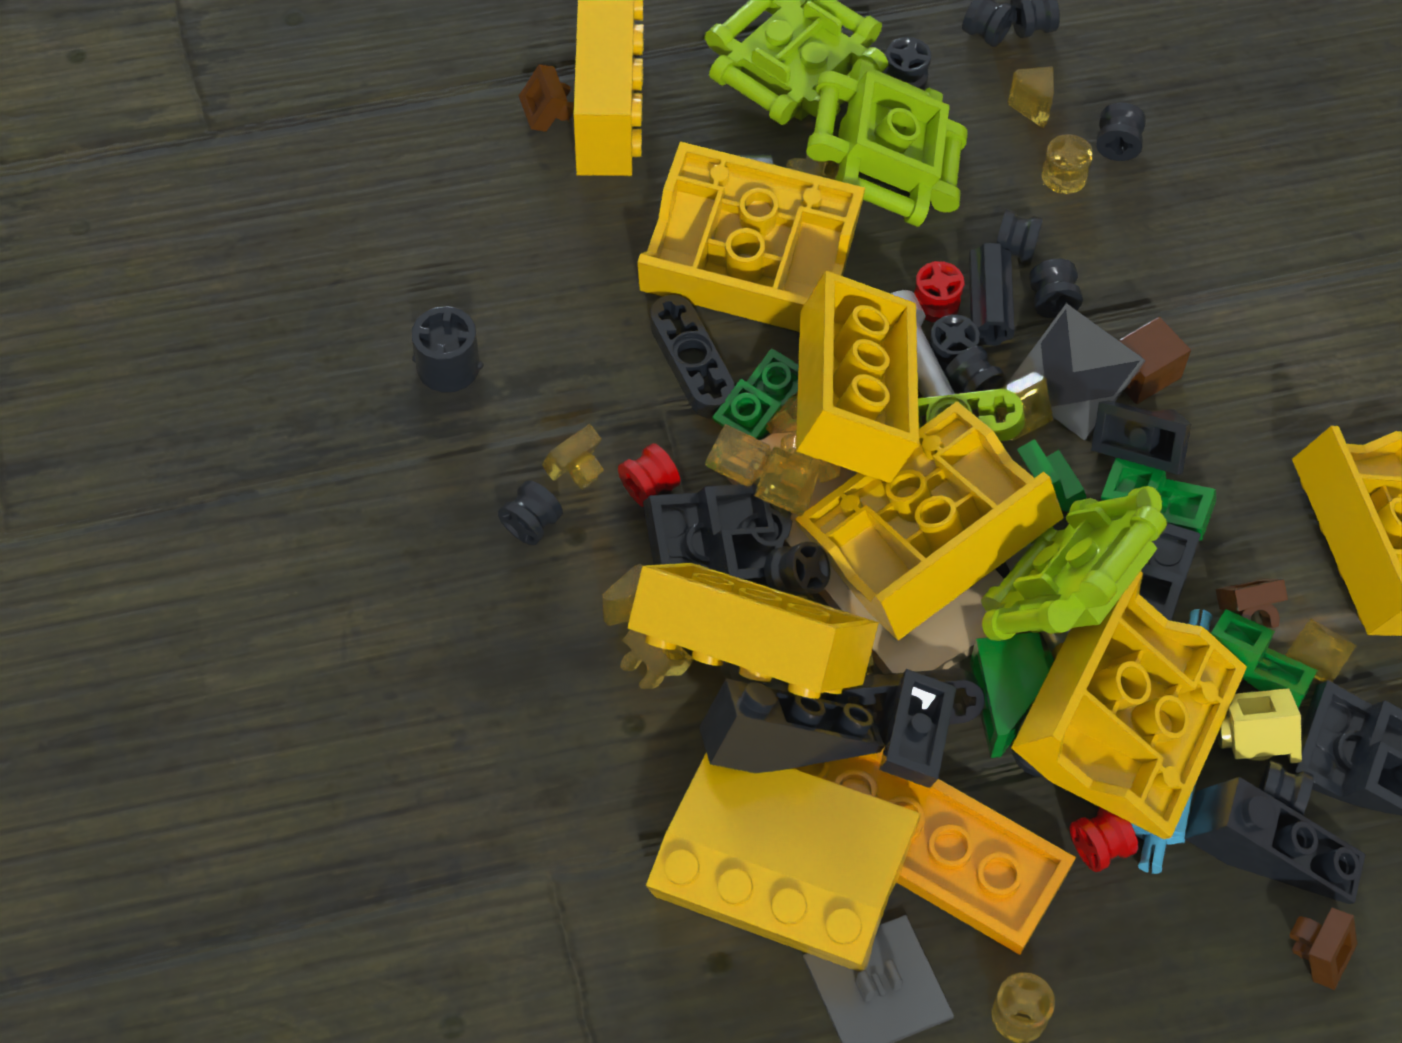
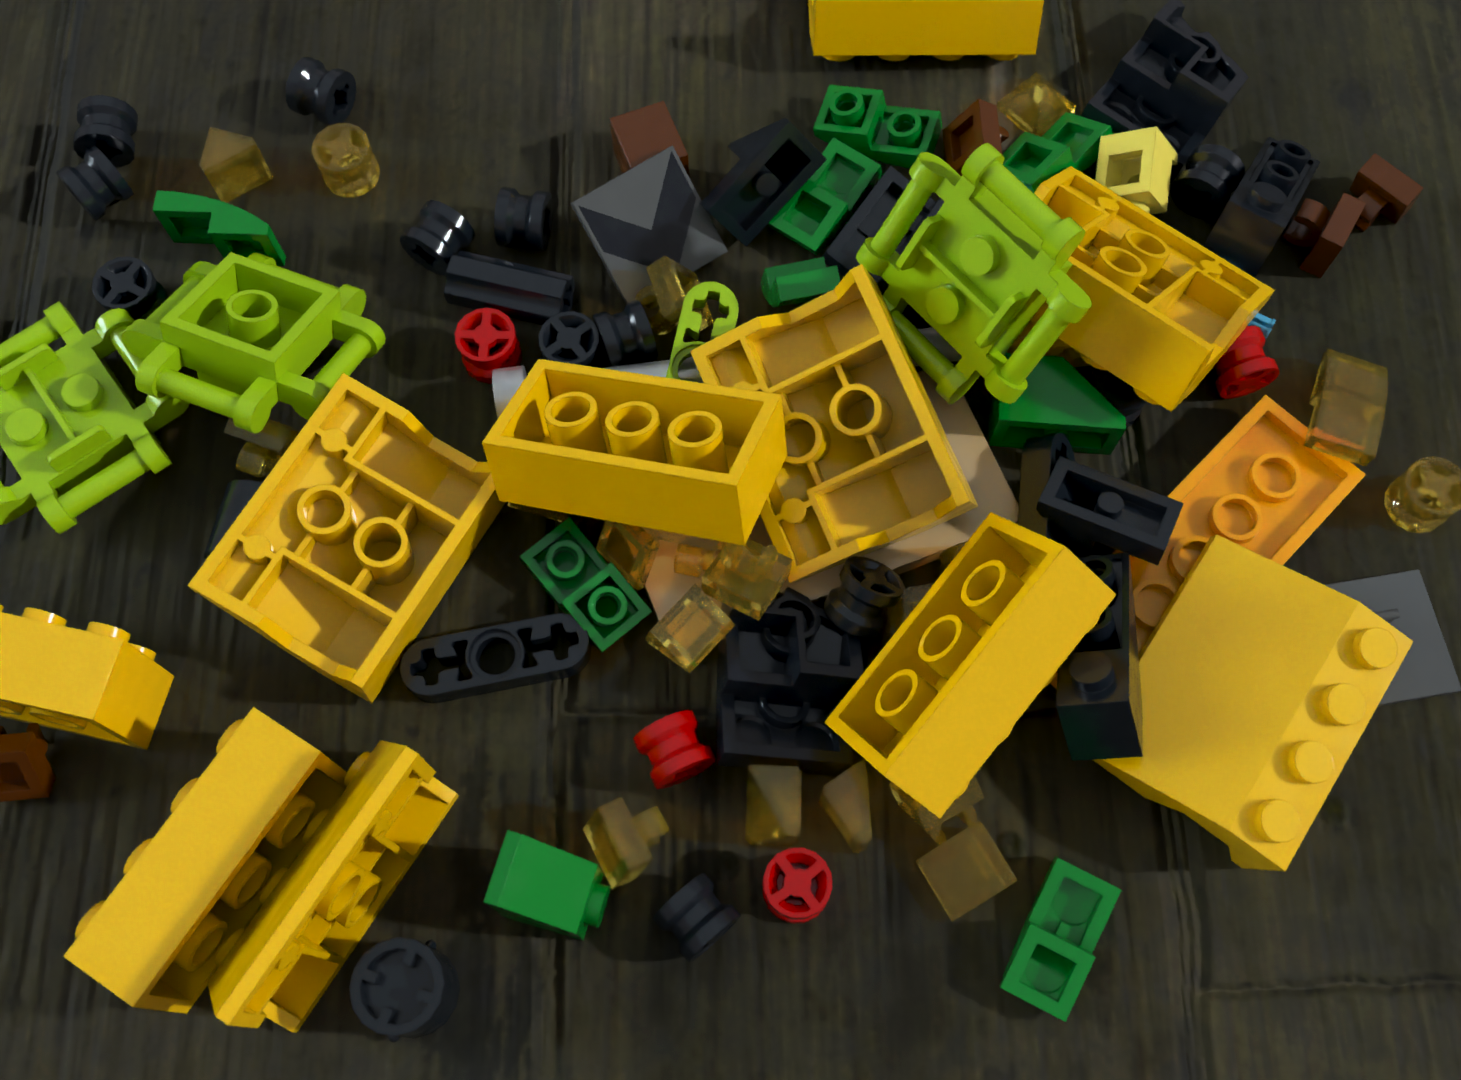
camera: 75 degrees left, 10 degrees up
(504, 219) = (206, 866): none -> yellow brick
(504, 286) = (330, 891): none -> yellow piece
(528, 406) = (546, 887): none -> green slope
(567, 560) = (799, 868): none -> red wheel
(567, 762) = (1059, 938): none -> green slope
(605, 689) = (966, 870): none -> clear yellow slope
(624, 549) = (773, 805): none -> clear yellow slope
(976, 99) = (212, 221): none -> green slope
(1089, 926) = (1348, 407): none -> clear yellow slope
(1244, 527) = (875, 129): none -> green slope
(1265, 901) = (1323, 231): none -> reddish brown tile

